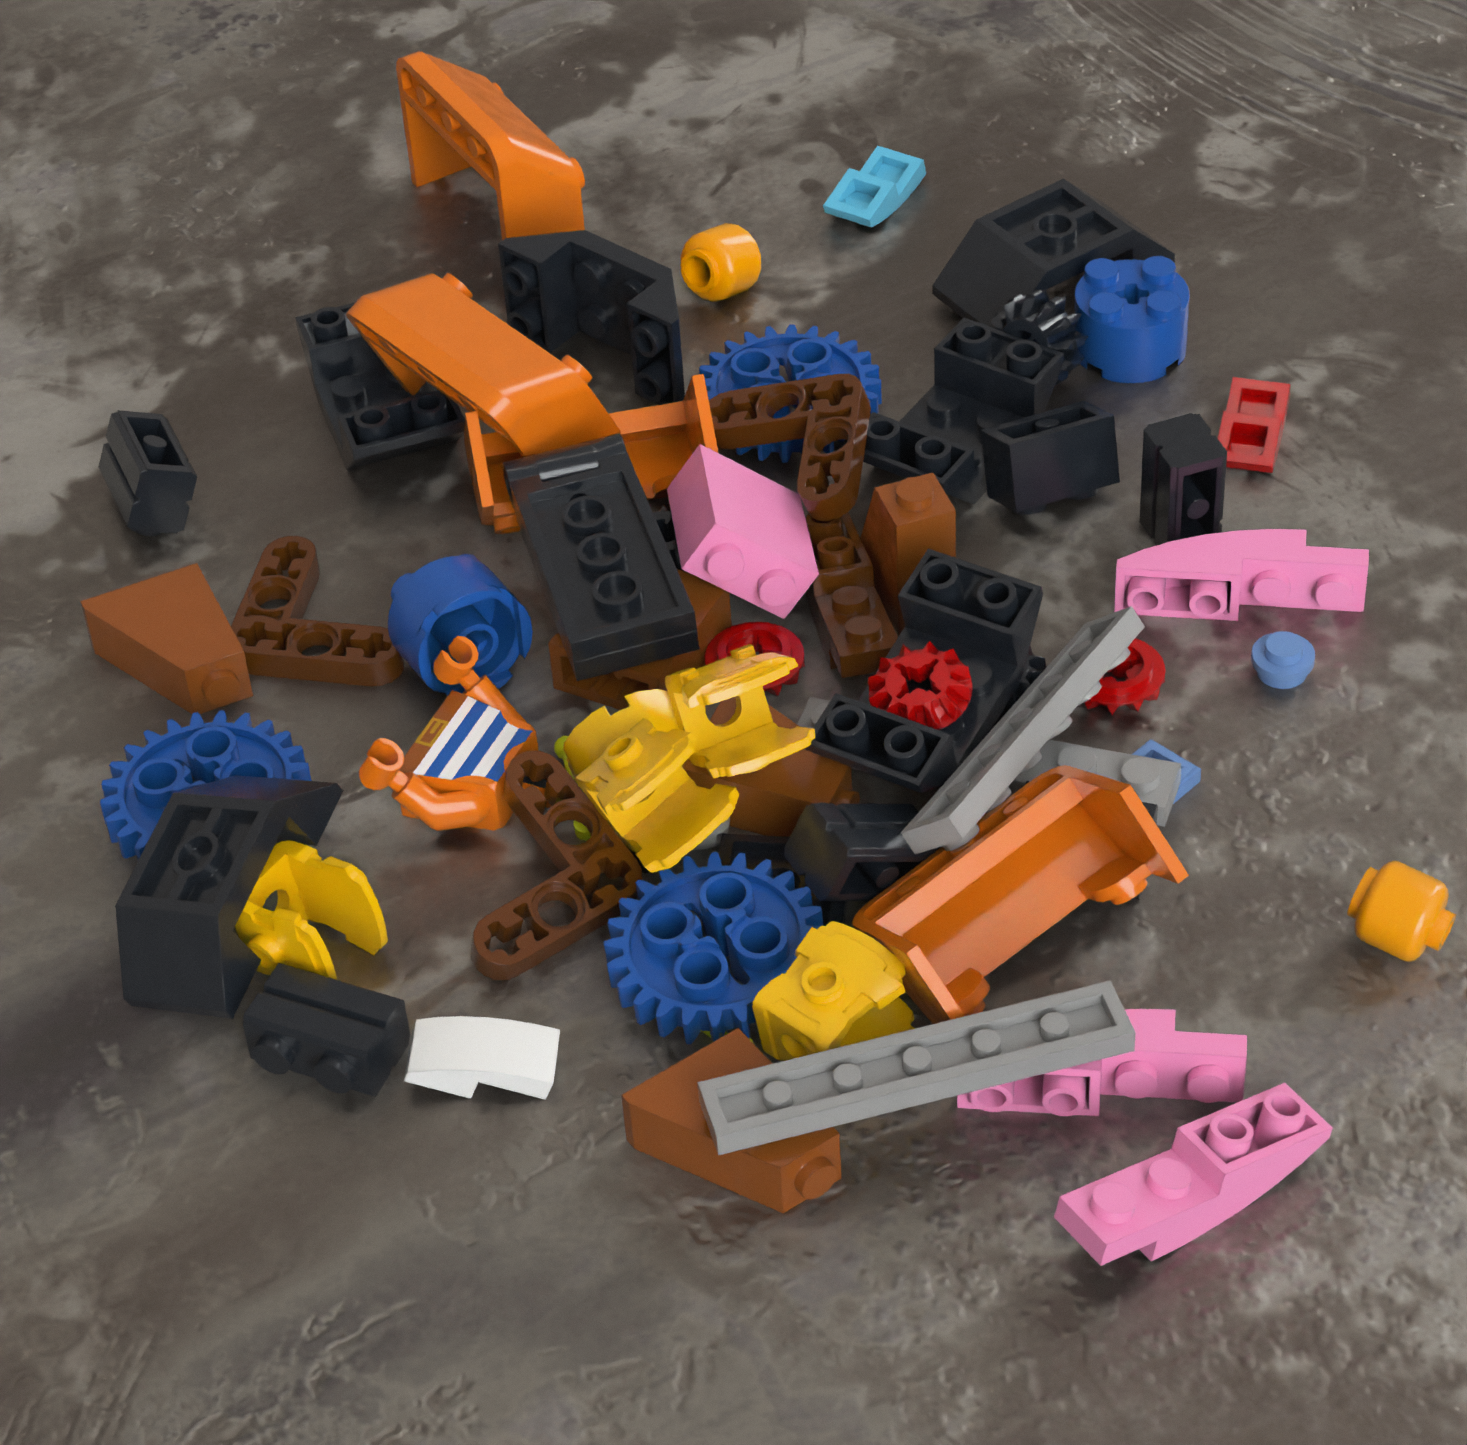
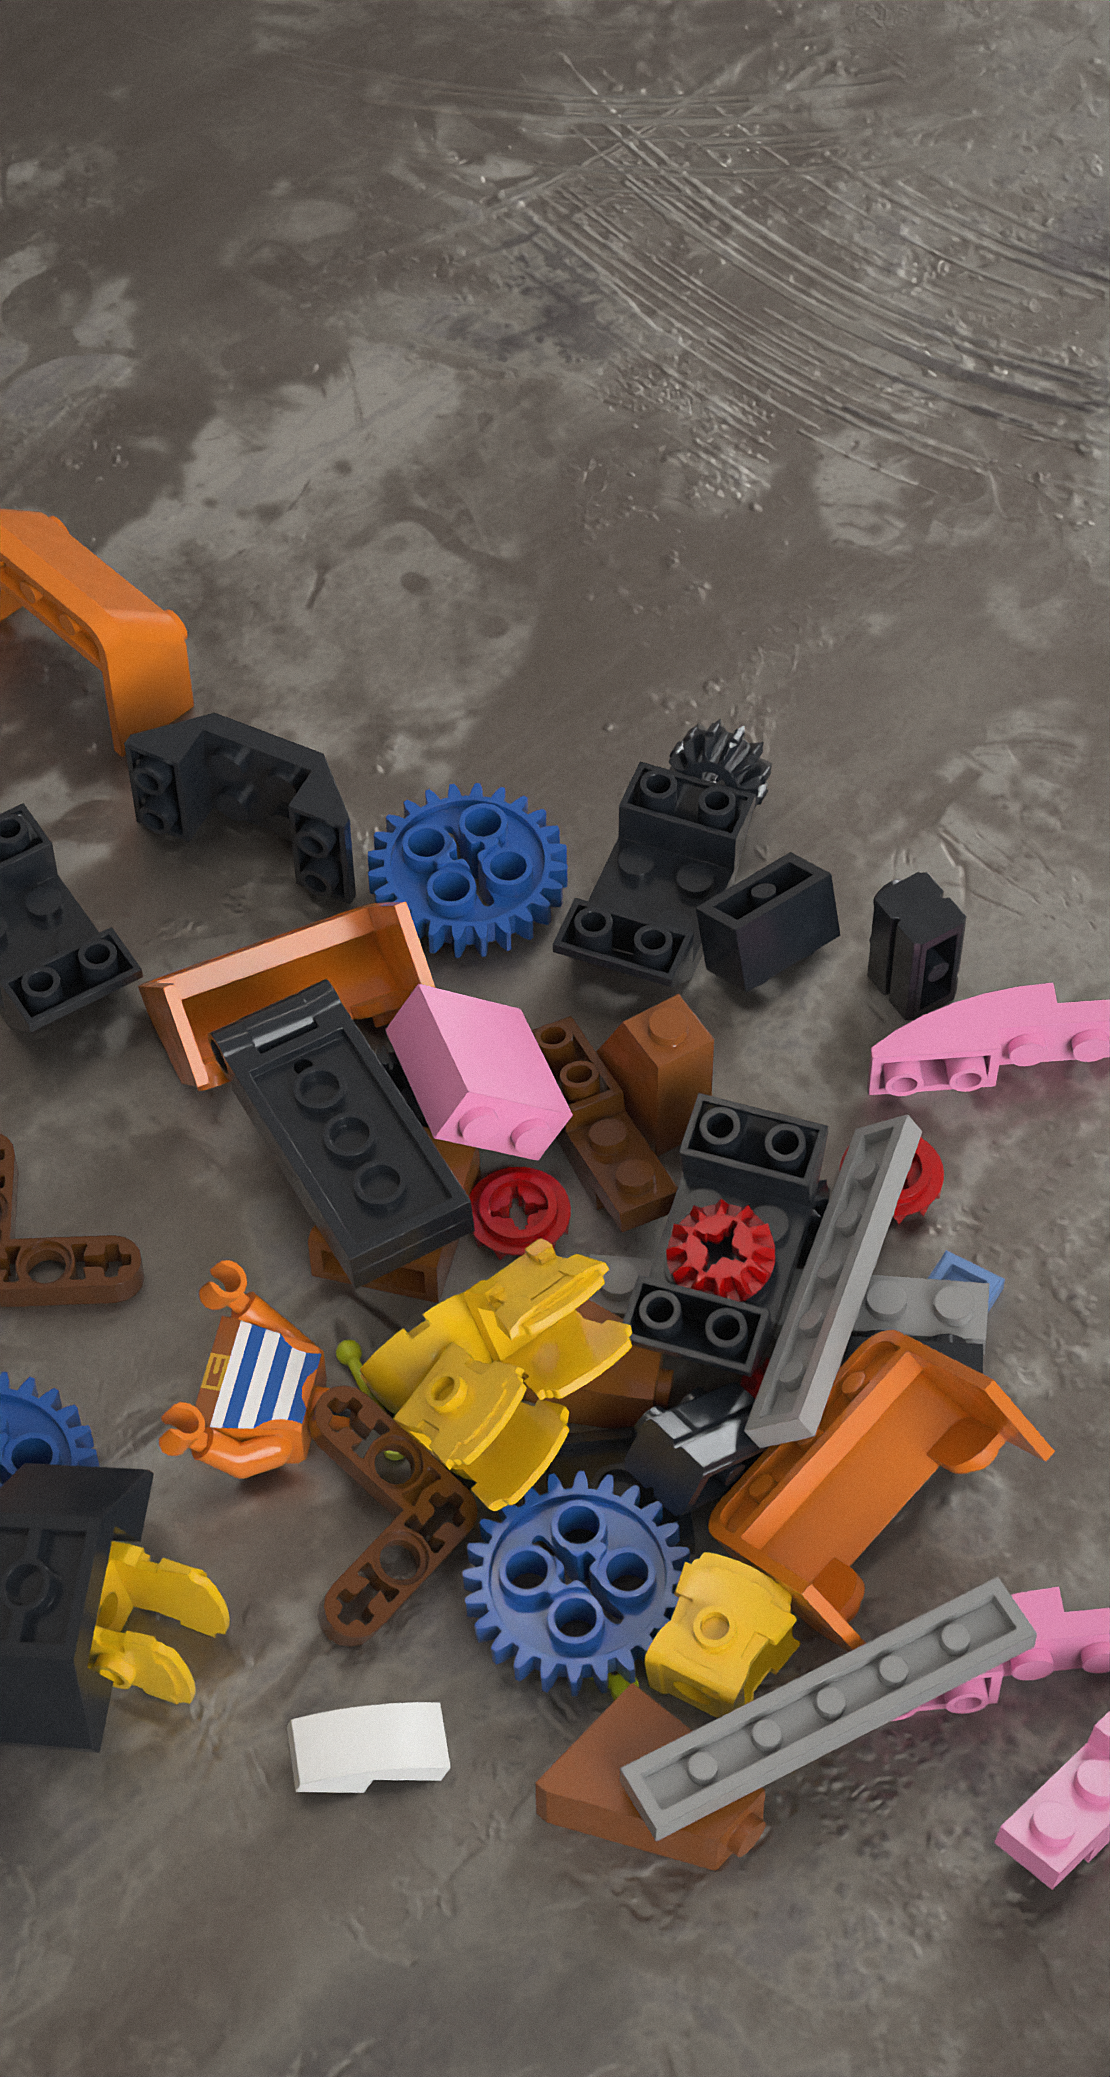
camera: 15 degrees left, 10 degrees up
(326, 1030) = (199, 1748): black brick -> none
(444, 338) = (157, 915): orange windscreen -> none
(454, 600) = (200, 1218): blue brick -> none
(720, 262) = (350, 707): light orange head -> none
(826, 412) = (532, 928): reddish brown beam -> none
(877, 188) = (489, 582): medium azure slope -> none
(1035, 248) = (693, 657): black slope -> none
(1132, 317) = (810, 727): blue brick -> none
(1254, 423) = (958, 841): slope -> none
(1282, 659) = (1055, 1131): medium blue plate -> none

